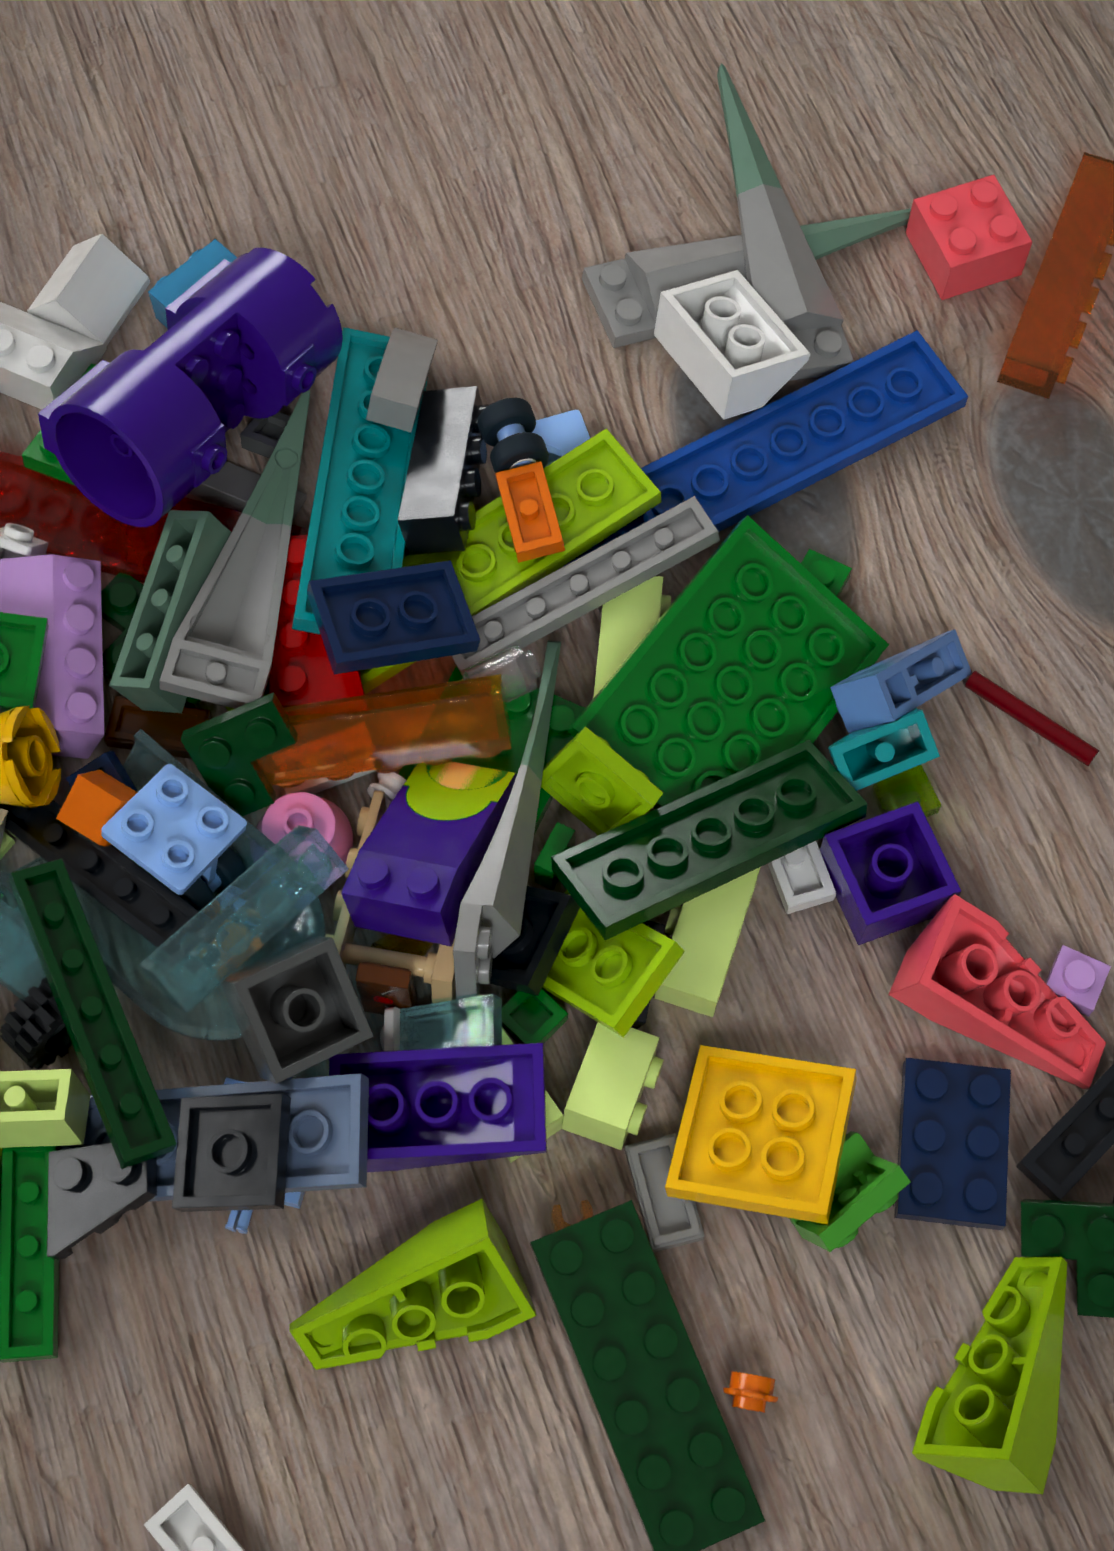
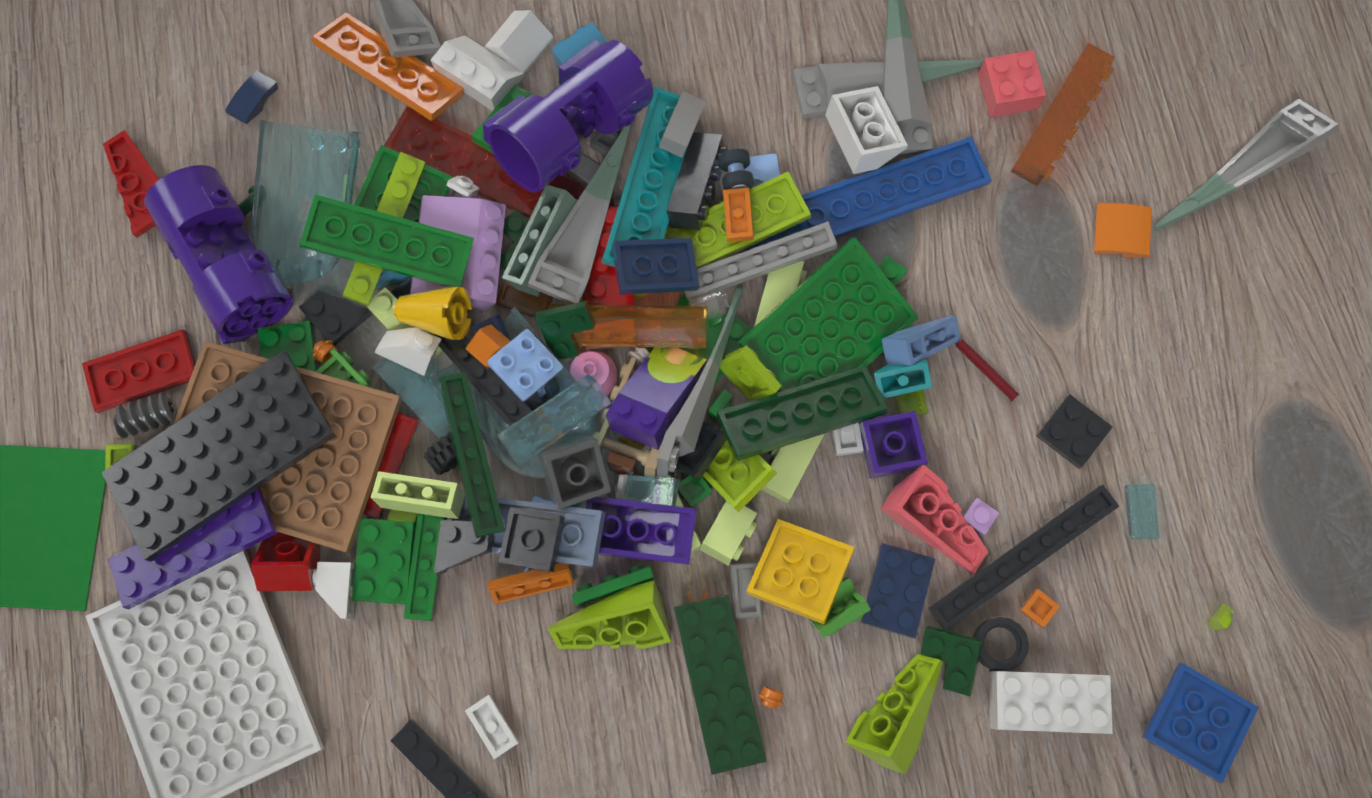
camera: 10 degrees right, 10 degrees up
(241, 1247) = (530, 583): none -> orange tile
(361, 1248) = (611, 585): none -> green plate

